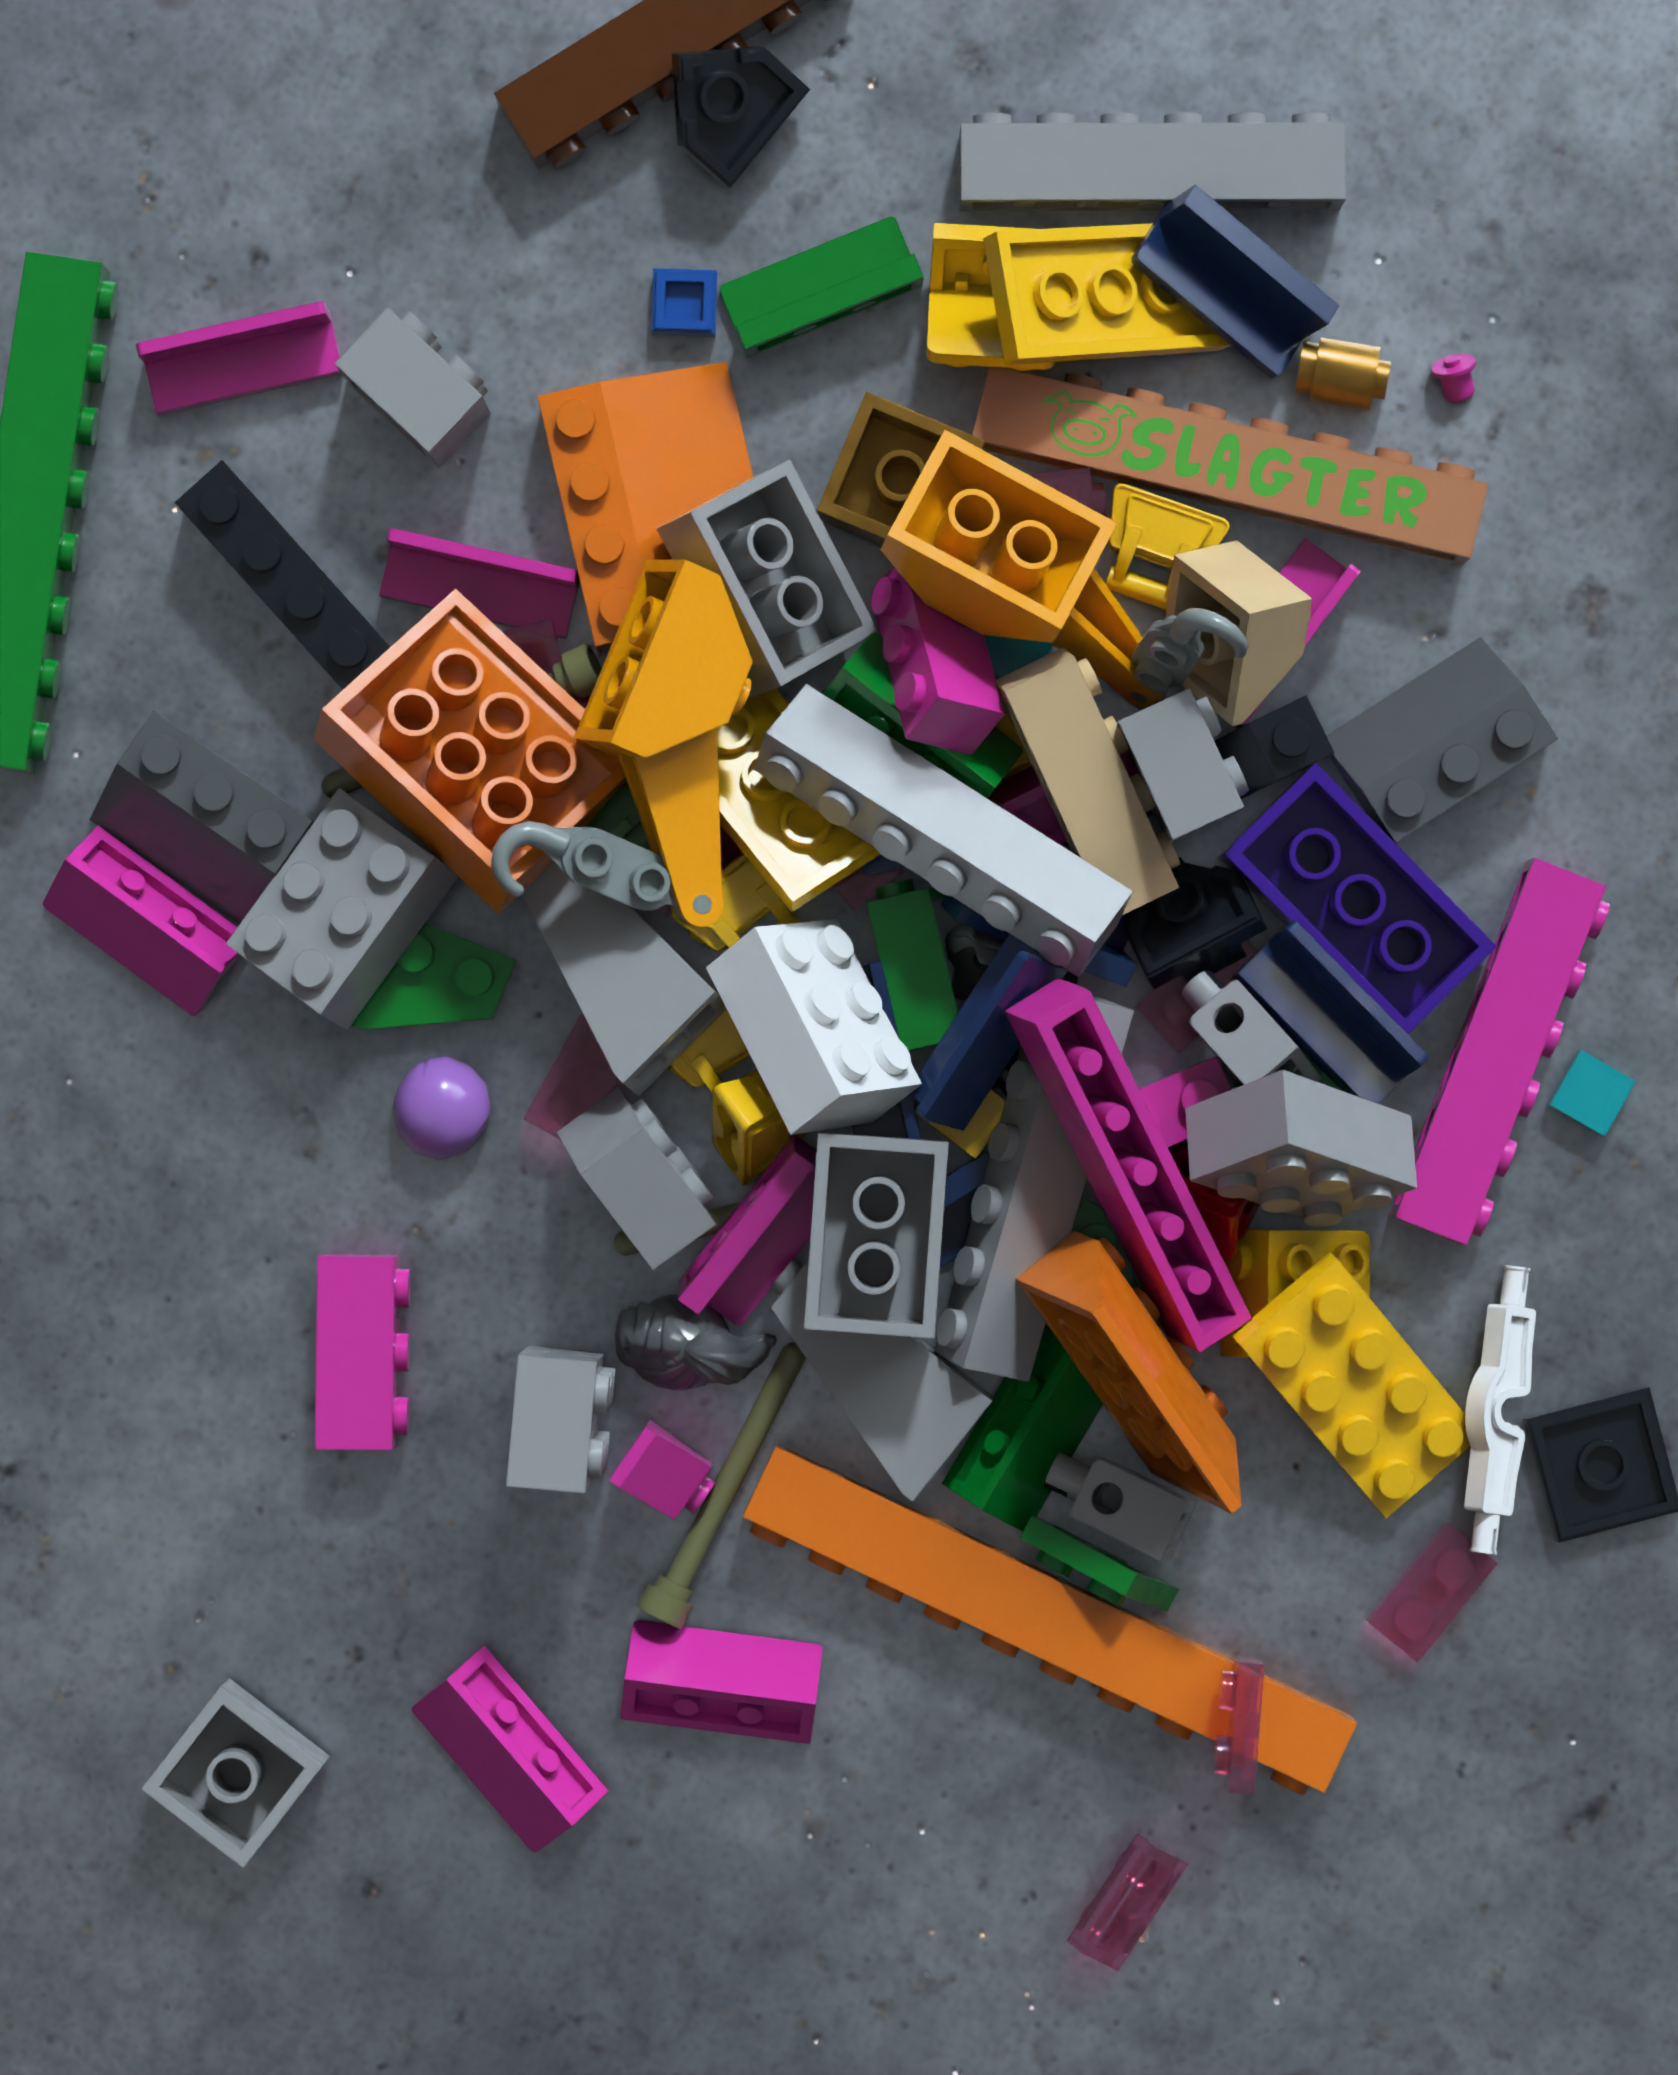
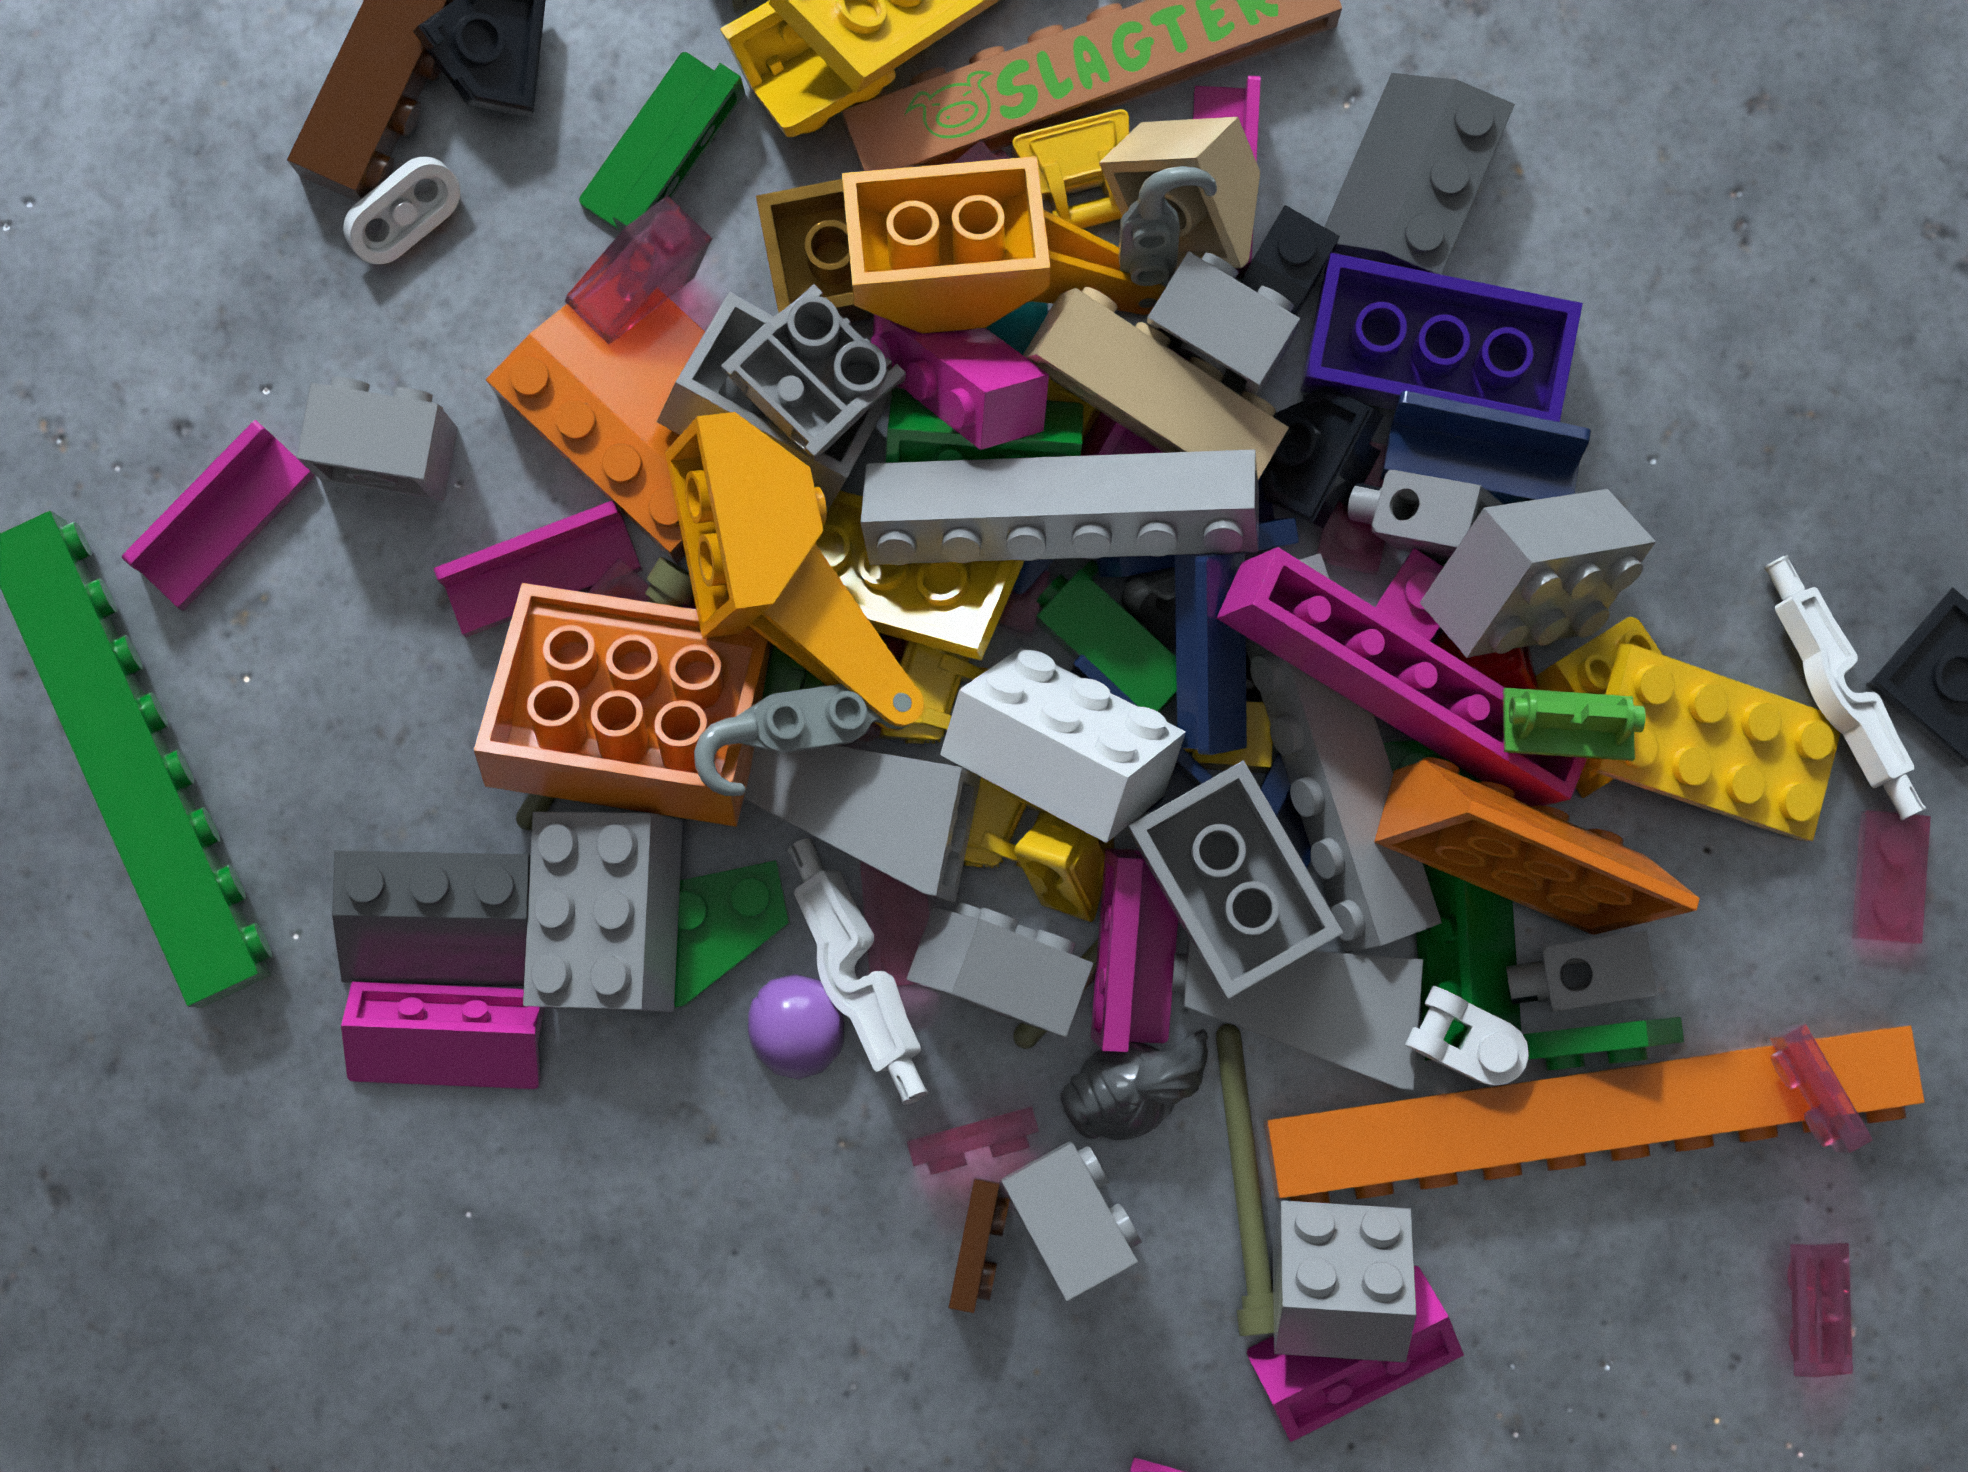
camera: 25 degrees left, 5 degrees down
(282, 574) = (367, 668): black brick -> none
(360, 1352) = (864, 1276): dark pink brick -> none
(452, 1409) = (973, 1273): none -> reddish brown plate
(499, 1292) = (1001, 1133): none -> clear pink plate
(514, 1129) = (870, 1001): none -> white piece
(564, 200) = (403, 214): none -> white plate
(664, 1472) = (1188, 1206): dark pink slope -> none
(684, 302) = (558, 232): blue tile -> none
(728, 386) = (640, 270): none -> clear pink slope
(748, 1618) = (1343, 1281): none -> light grey brick
(810, 579) = (812, 372): none -> light grey slope
(994, 1513) = (1490, 1051): none -> white plate
(1238, 1292) = (1571, 724): none -> bright green hinge
(1499, 1050) = (1639, 390): dark pink brick -> none
(1591, 1093) = (1737, 379): teal tile -> none

